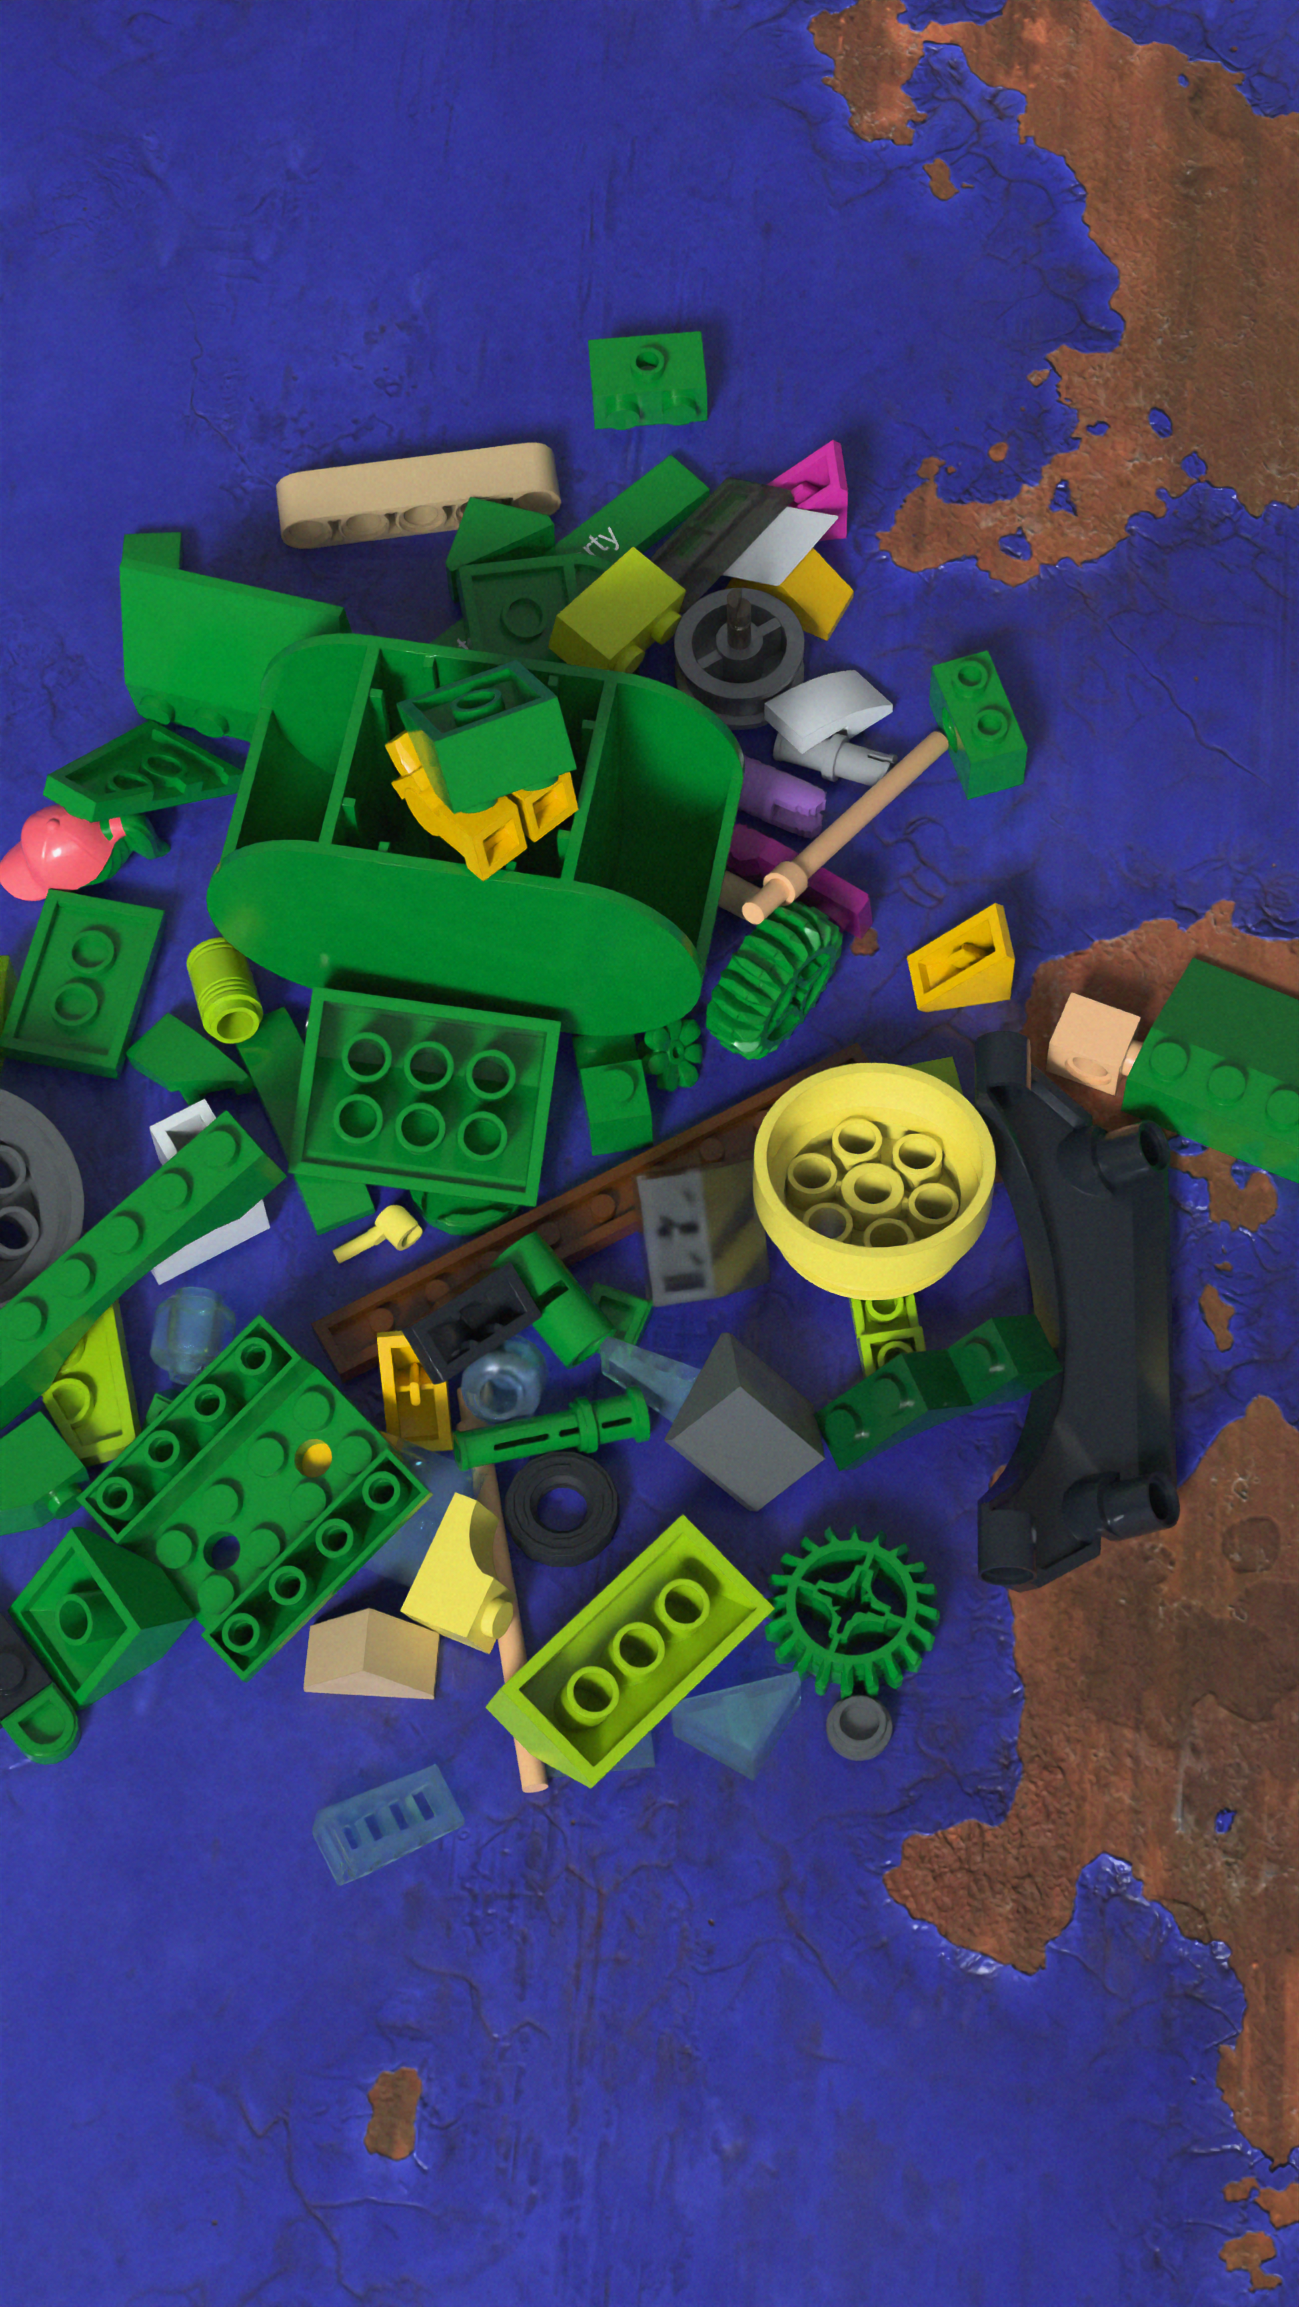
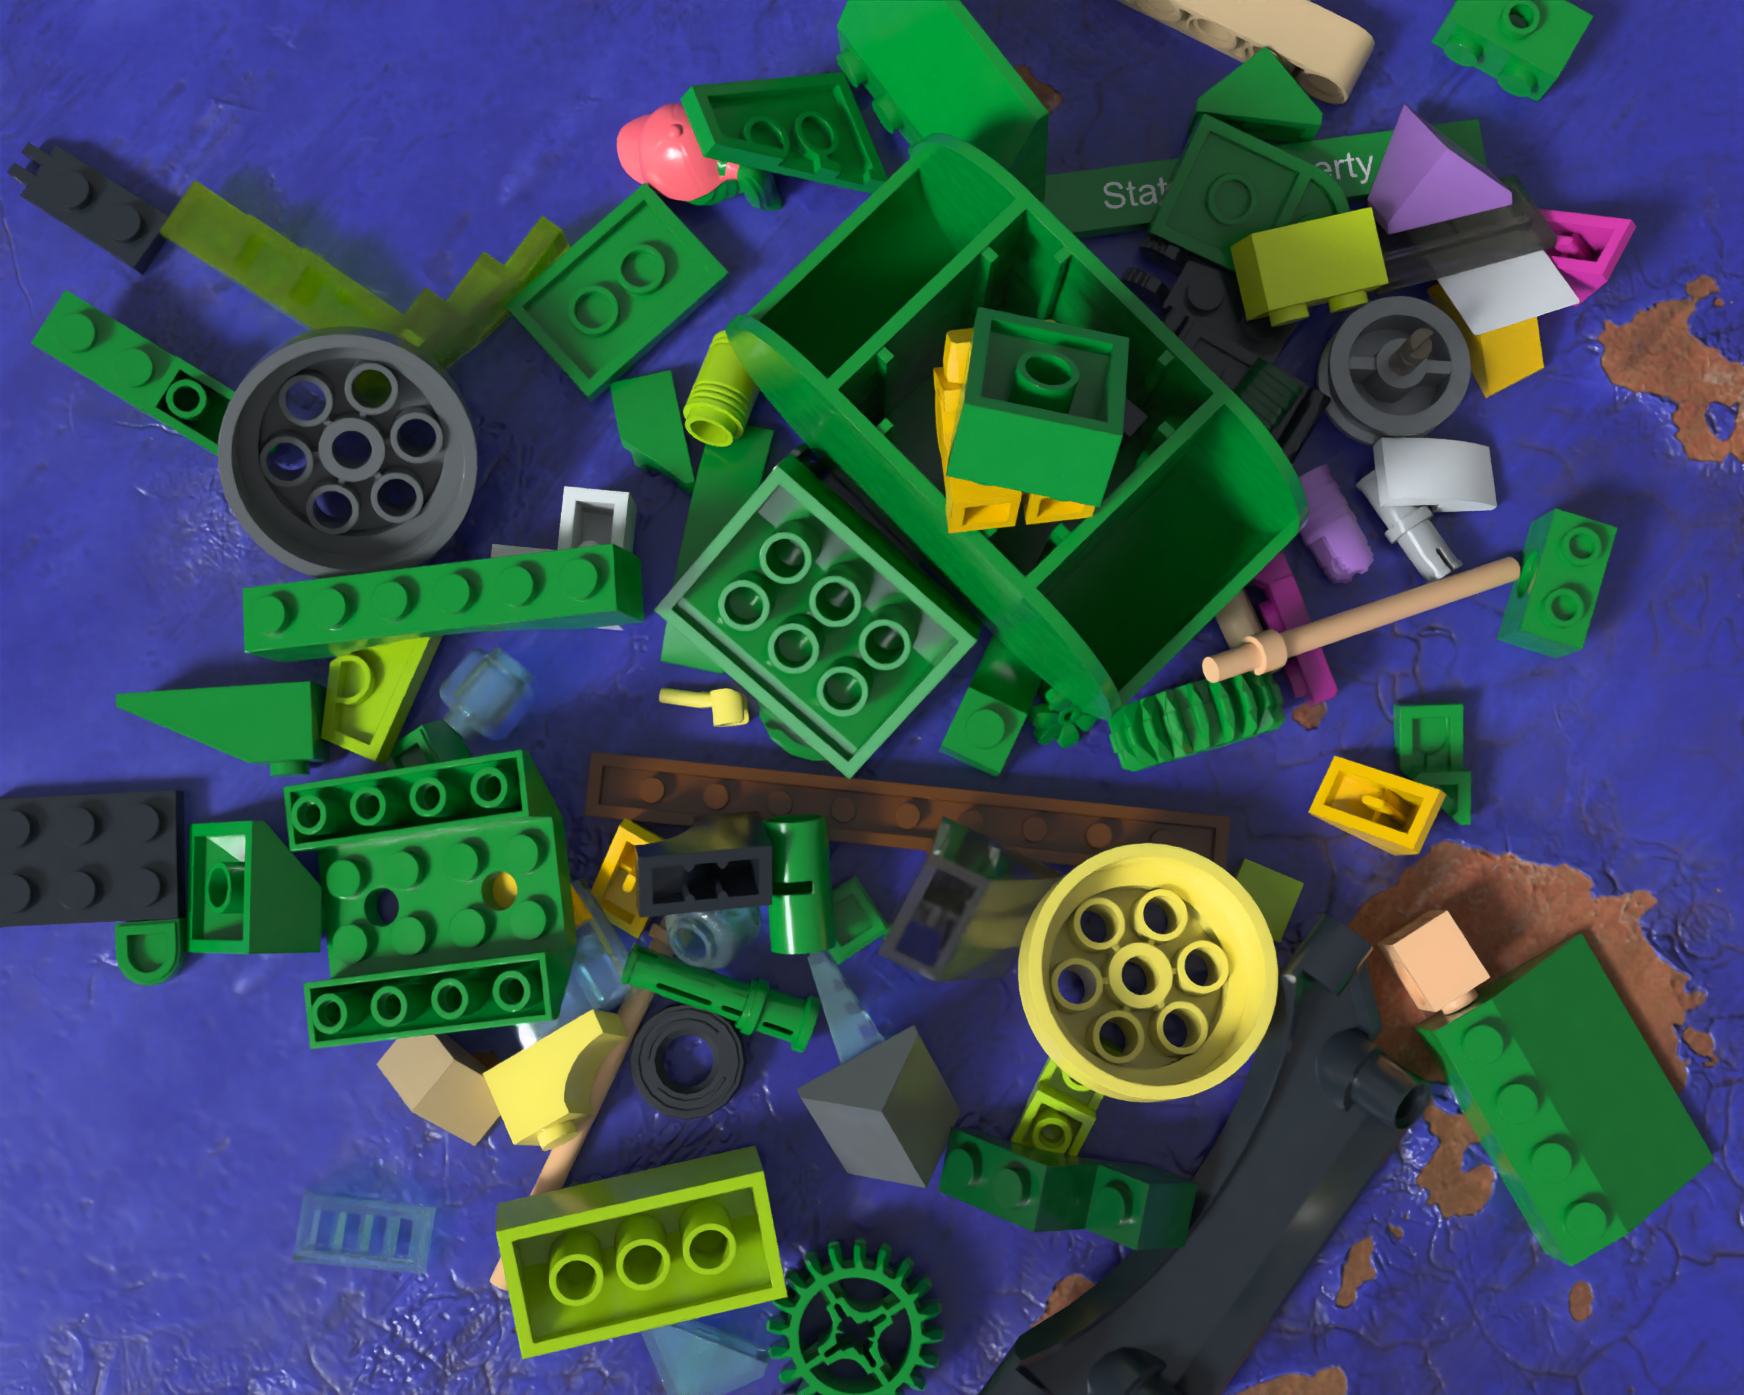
camera: 30 degrees right, 20 degrees up
(665, 509) = (1430, 179): none -> medium lavender slope
(972, 888) = (1431, 751): none -> green slope

